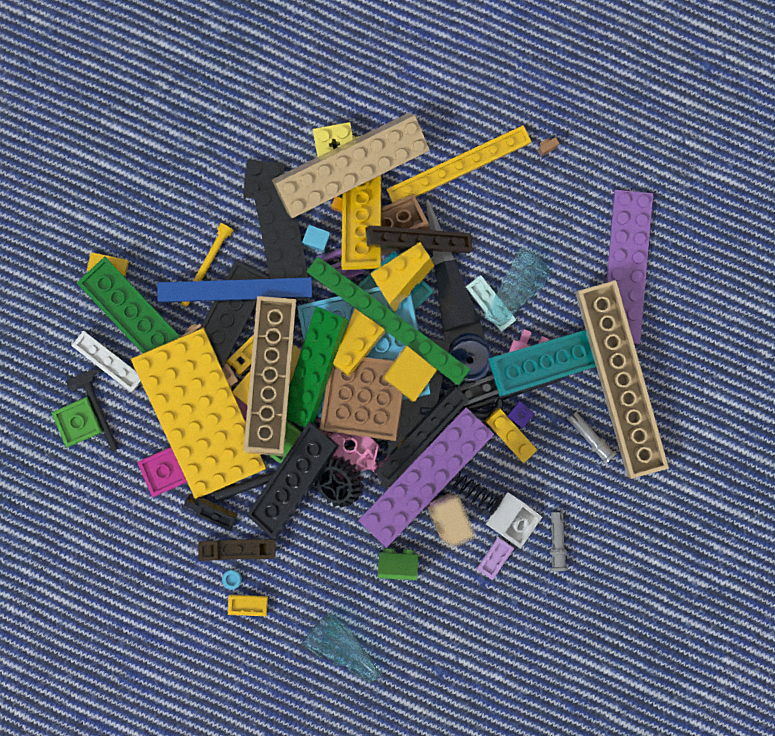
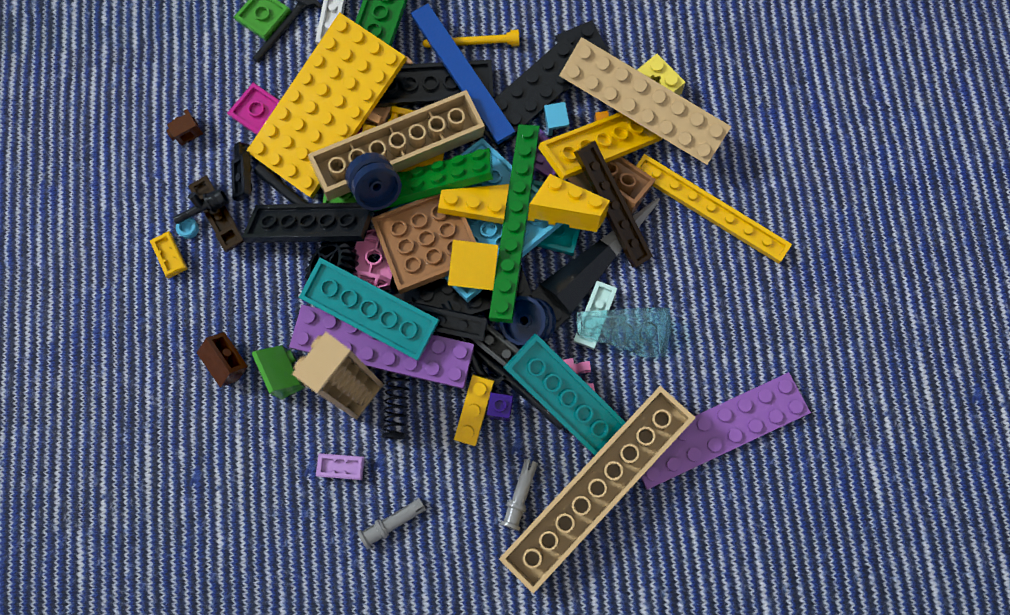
camera: 65 degrees right, 10 degrees down
(144, 539) = (184, 128): none -> reddish brown brick
(225, 545) = (214, 201): none -> black piece
(298, 411) = (373, 181): none -> dark blue wheel
(337, 643) = (174, 354): clear light blue wedge -> none
(362, 604) = (222, 359): none -> reddish brown brick
(396, 470) = (369, 309): none -> teal plate
(514, 520) = (388, 463): white slope -> none
(547, 146) = (787, 280): medium nougat plate -> none

